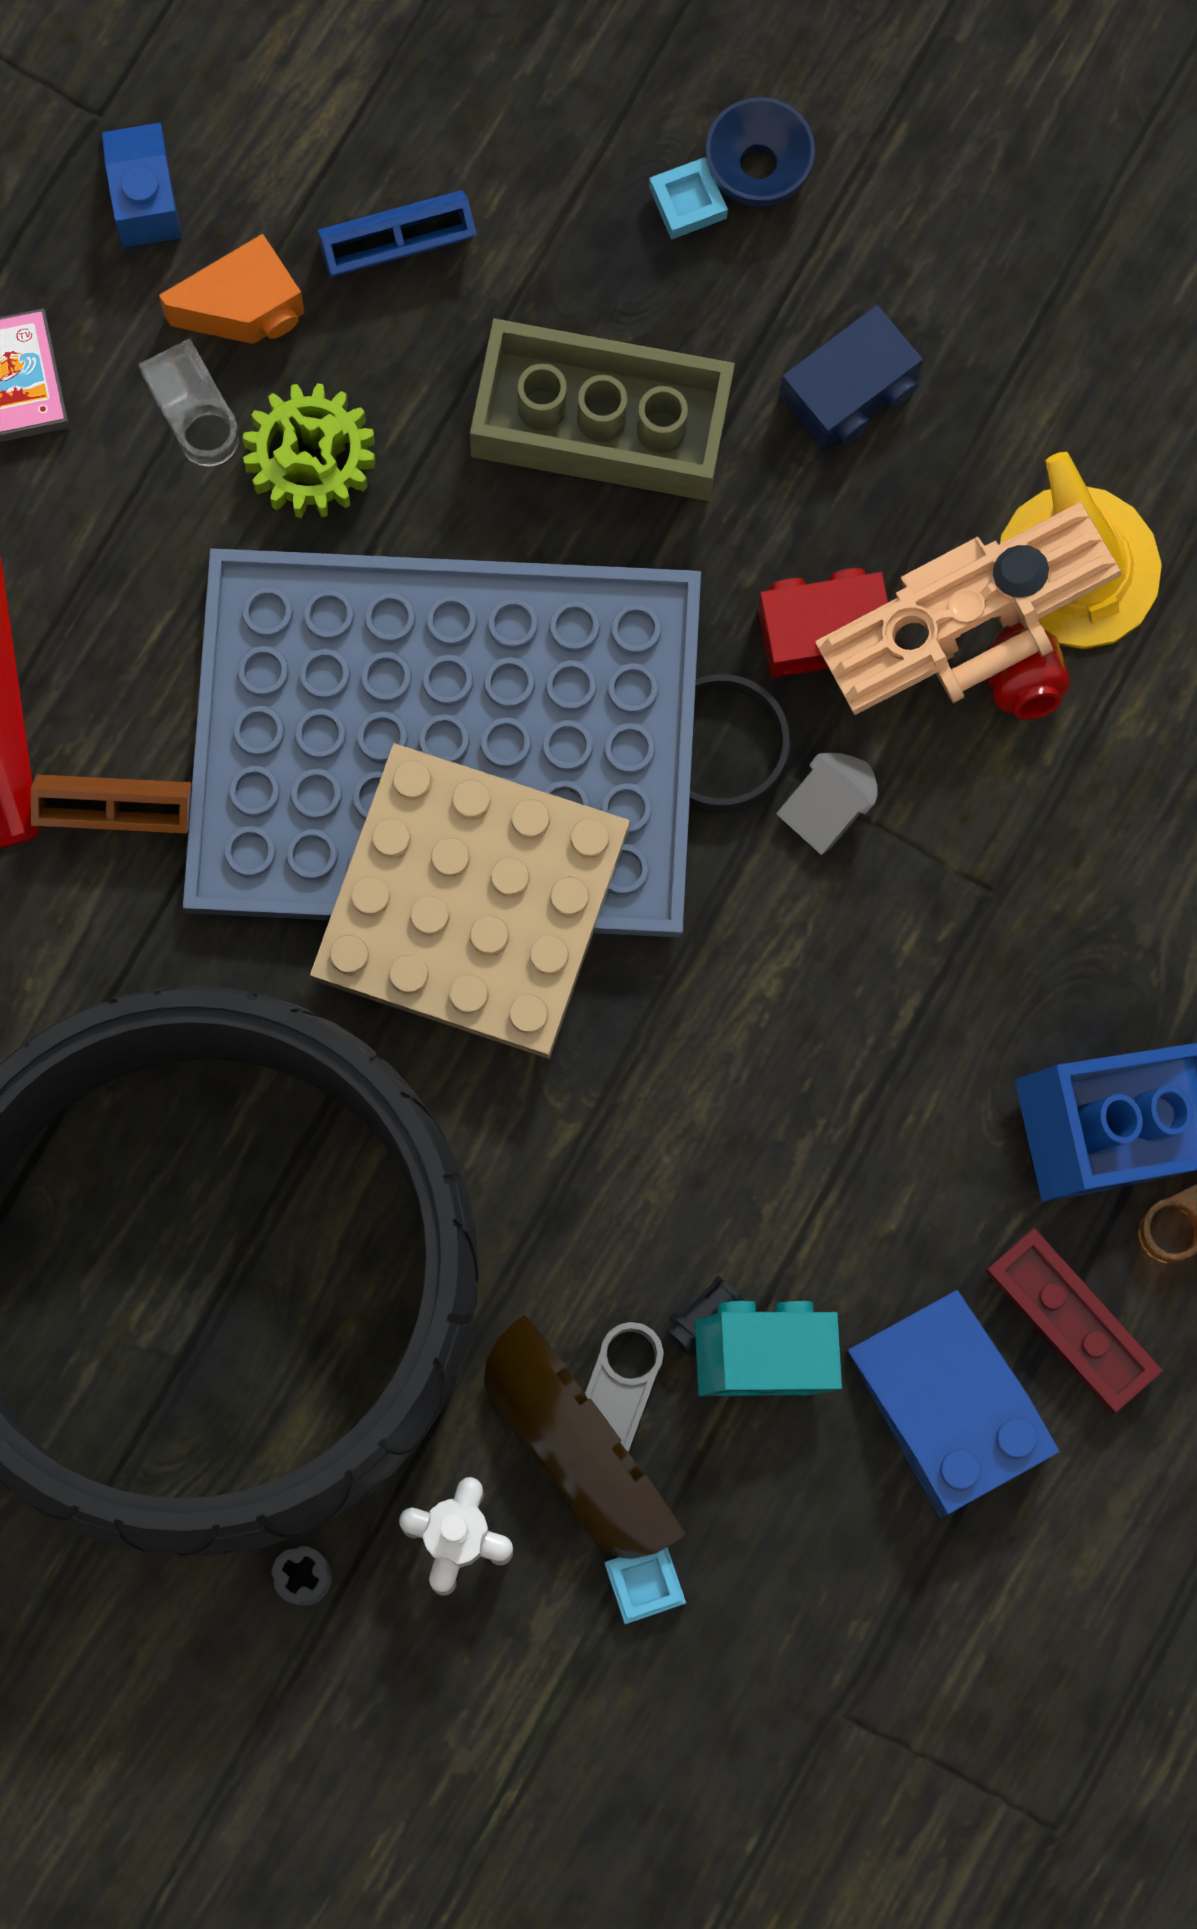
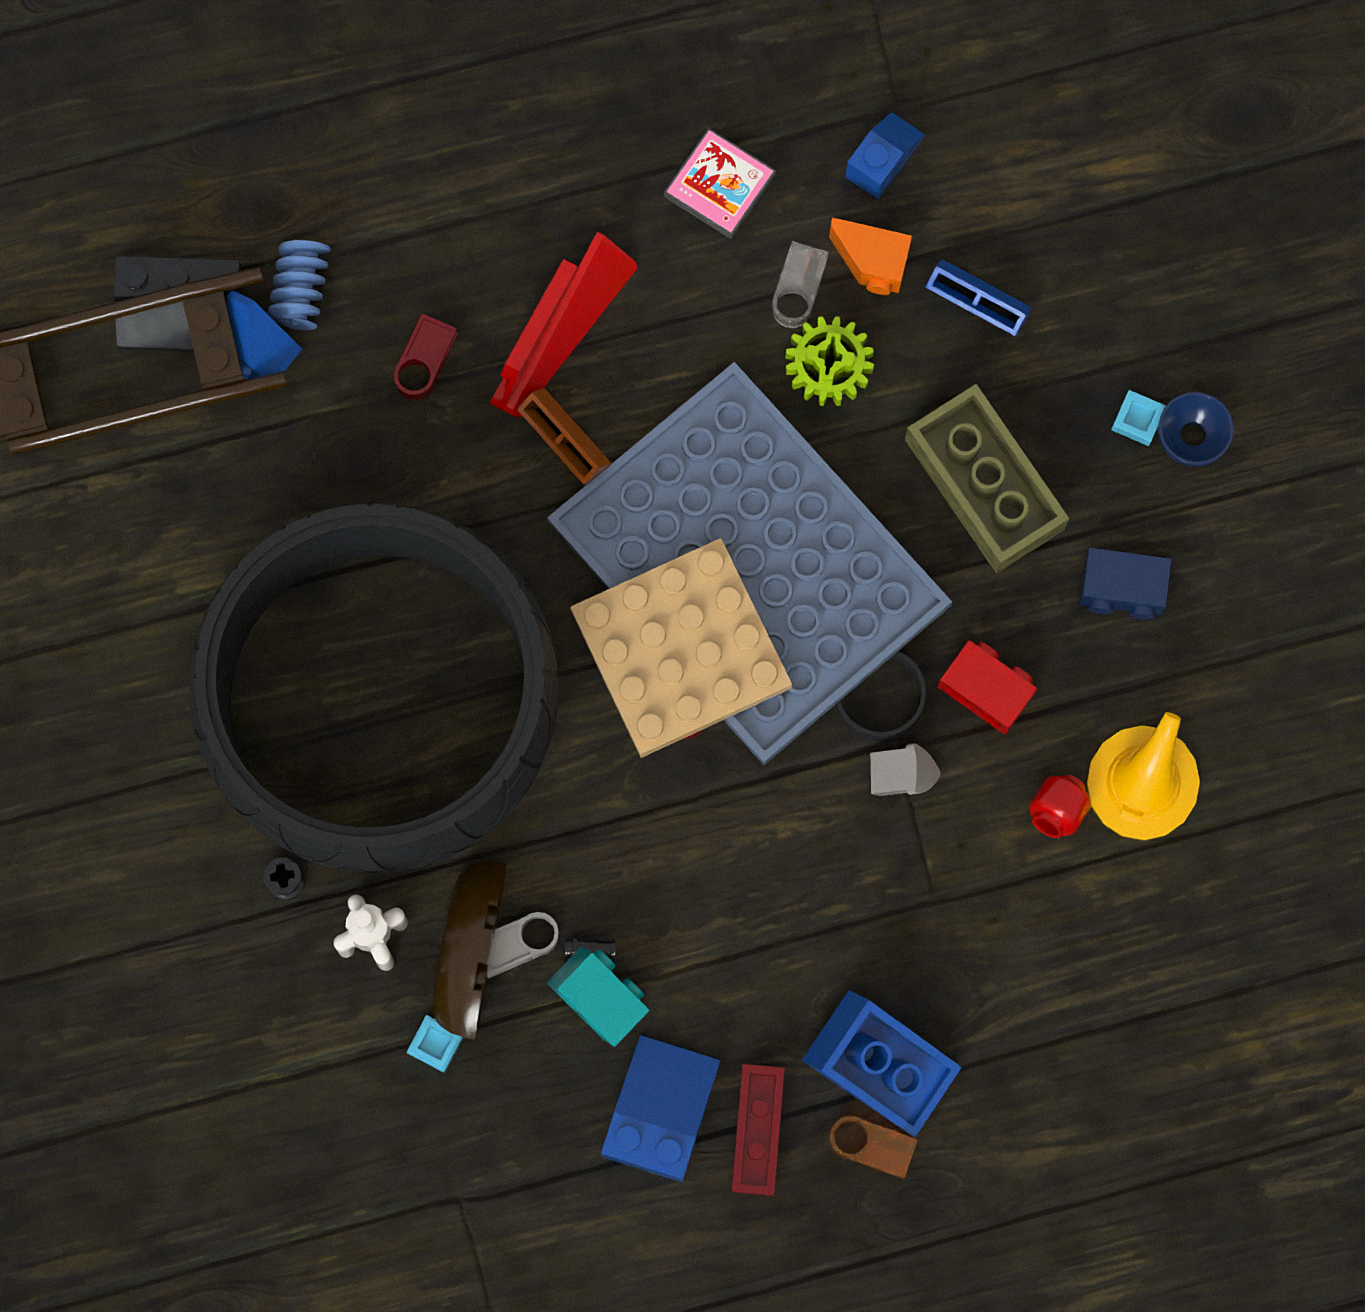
camera: 50 degrees right, 0 degrees up
(960, 591) = (1061, 733): light nougat piece -> none

